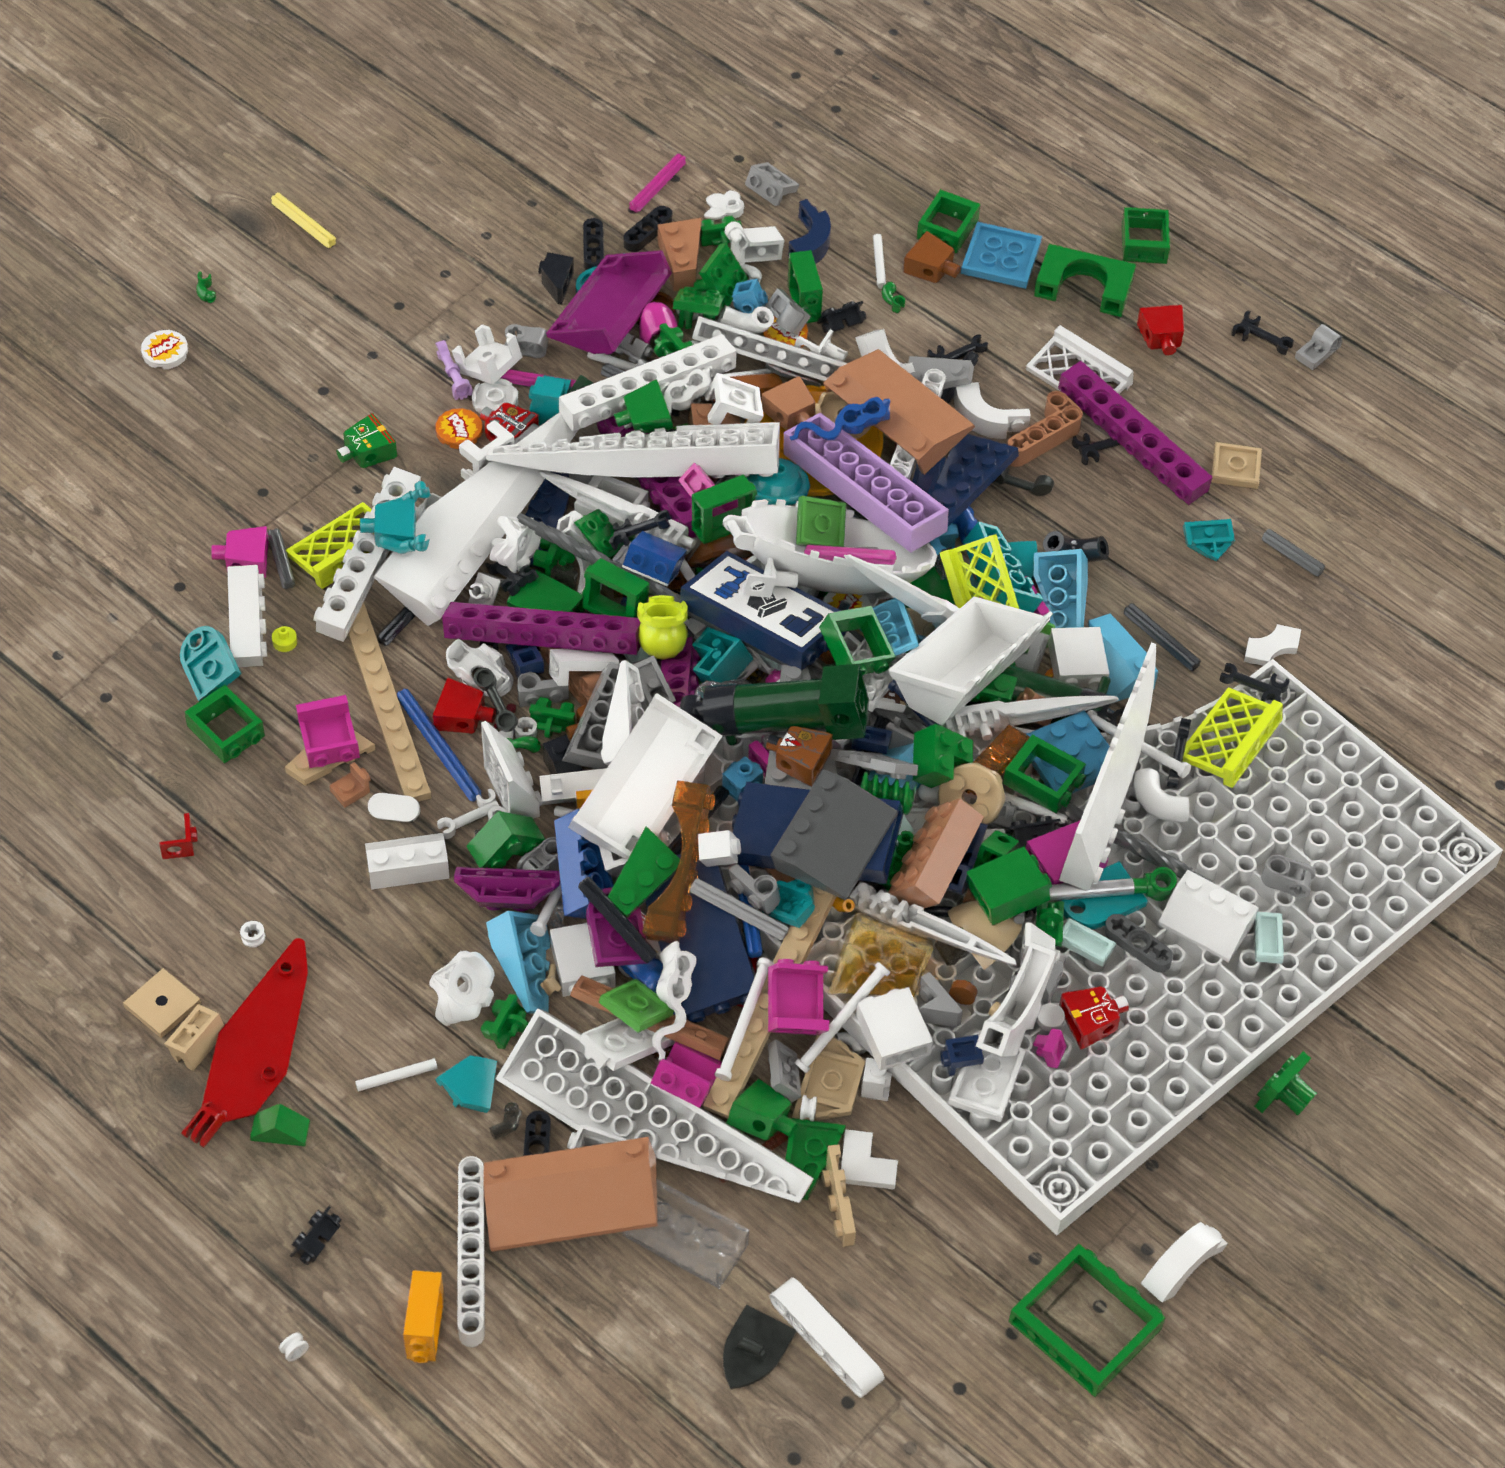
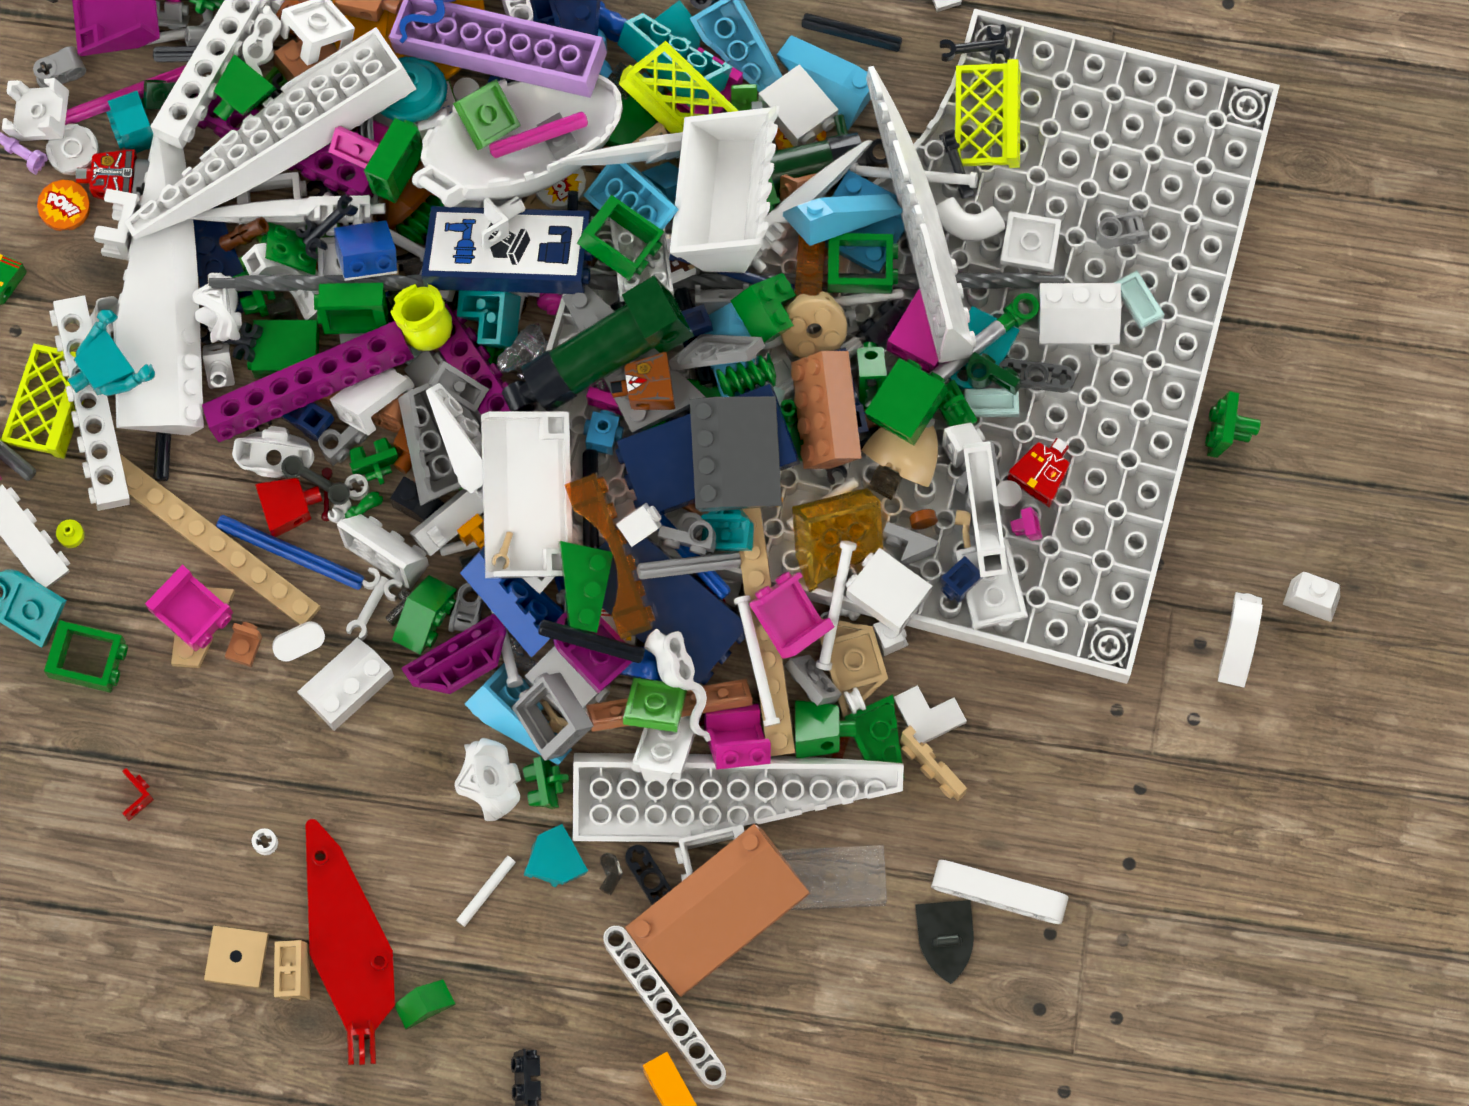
camera: 30 degrees left, 20 degrees up
(540, 989) = (537, 727): none -> light grey window
(580, 505) = (243, 234): none -> reddish brown pin
(596, 813) = (504, 550): none -> tan hand
(914, 918) = (840, 479): white piece -> none
(1039, 720) = (835, 216): none -> medium azure wedge
(1062, 1353) = (1183, 781): green window -> none
(1098, 914) = (1005, 378): none -> dark green plate
(1203, 842) = (1030, 241): none -> white plate
(1276, 1266) = (1313, 596): none -> white torso

